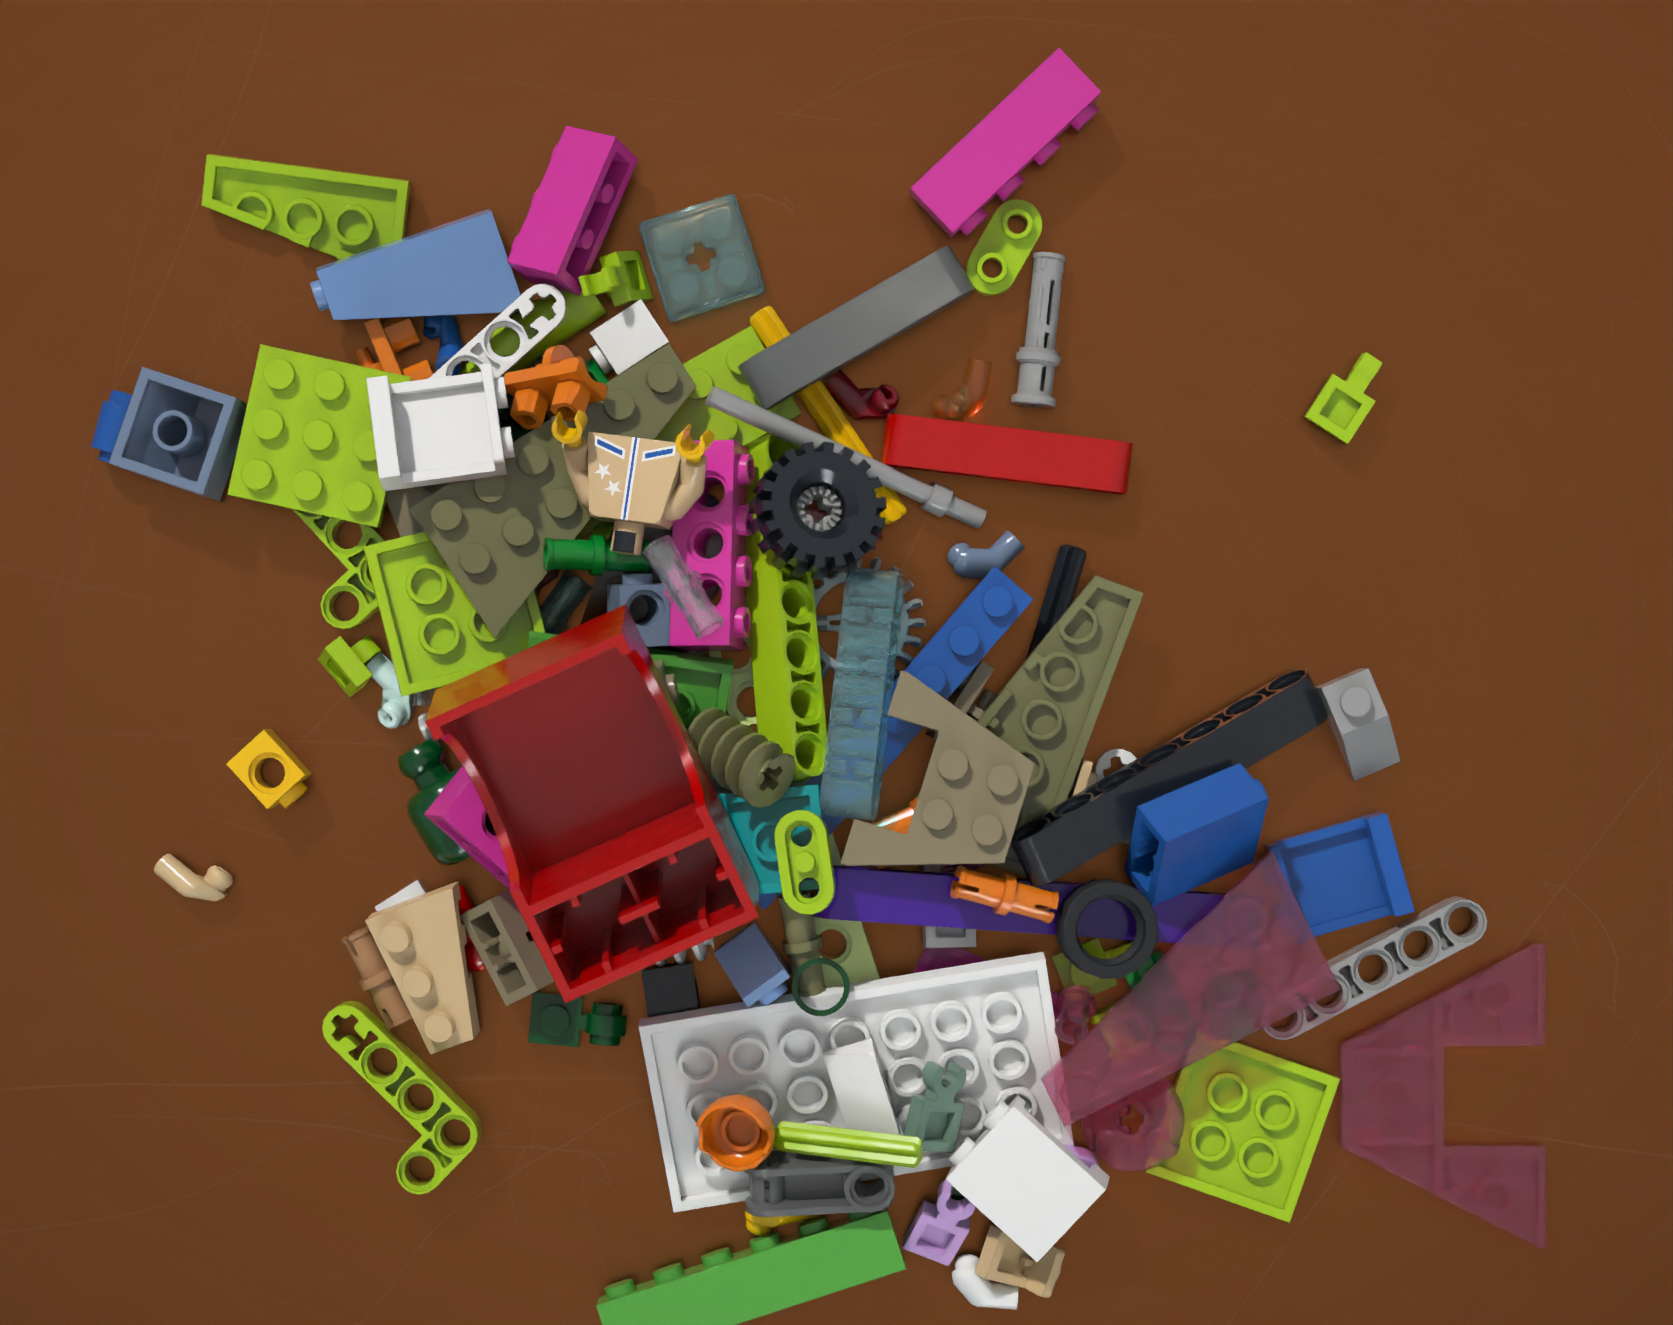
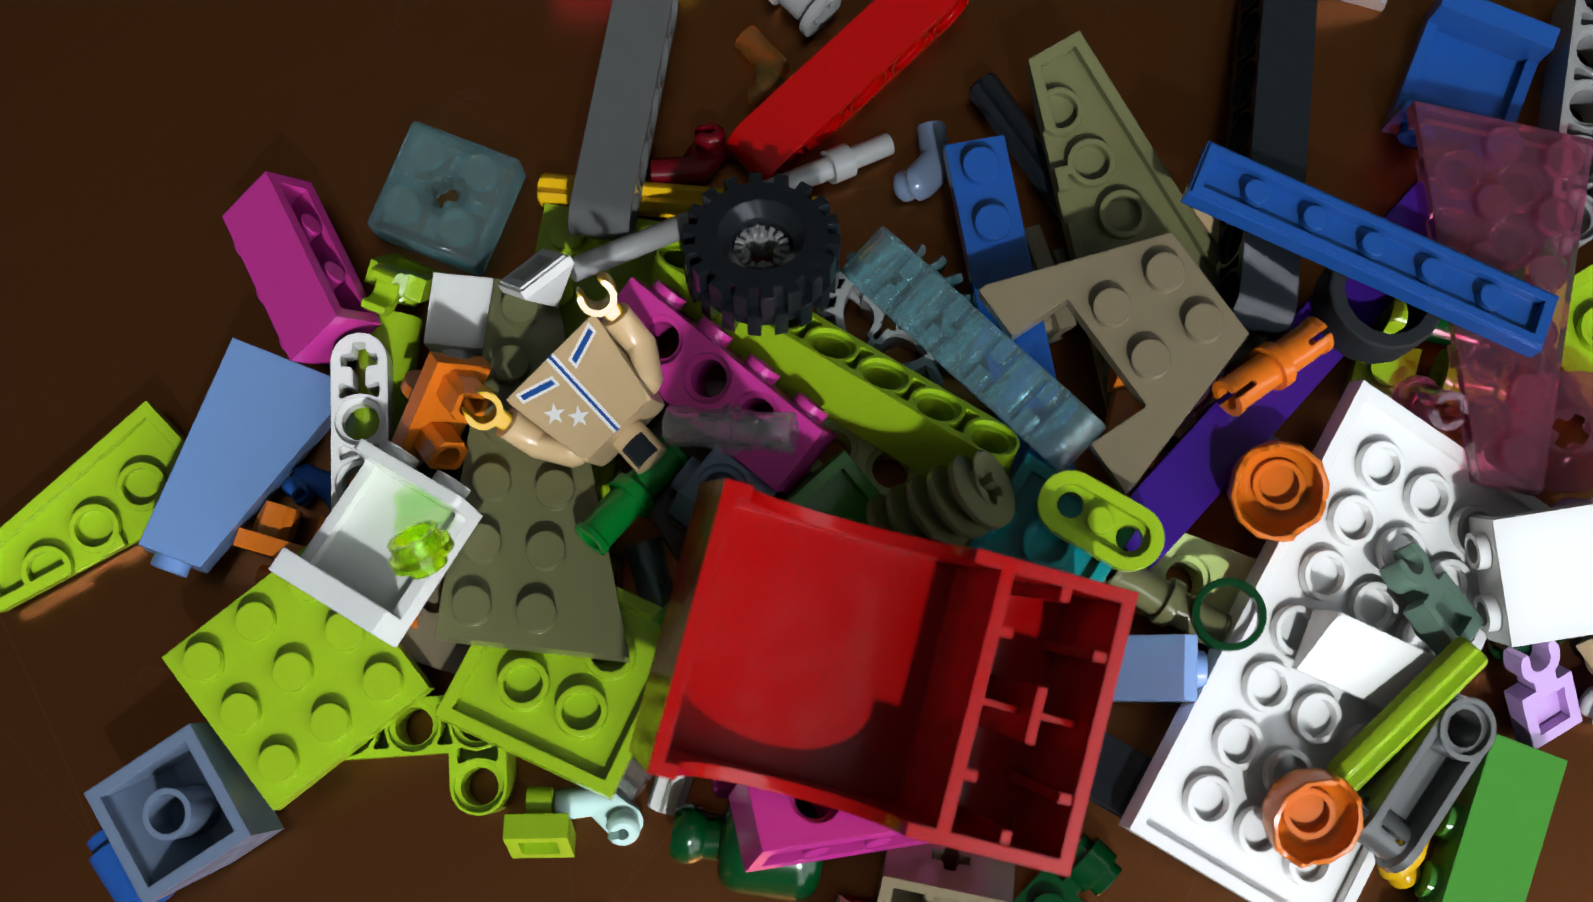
camera: 55 degrees left, 10 degrees down
(452, 461) = (419, 550): none -> clear neon green plate
(688, 377) = (540, 278): none -> white slope
(919, 957) = (1278, 490): none -> orange hair
(1127, 897) = (1370, 249): none -> blue tile
(1196, 834) = (1345, 135): blue brick -> none

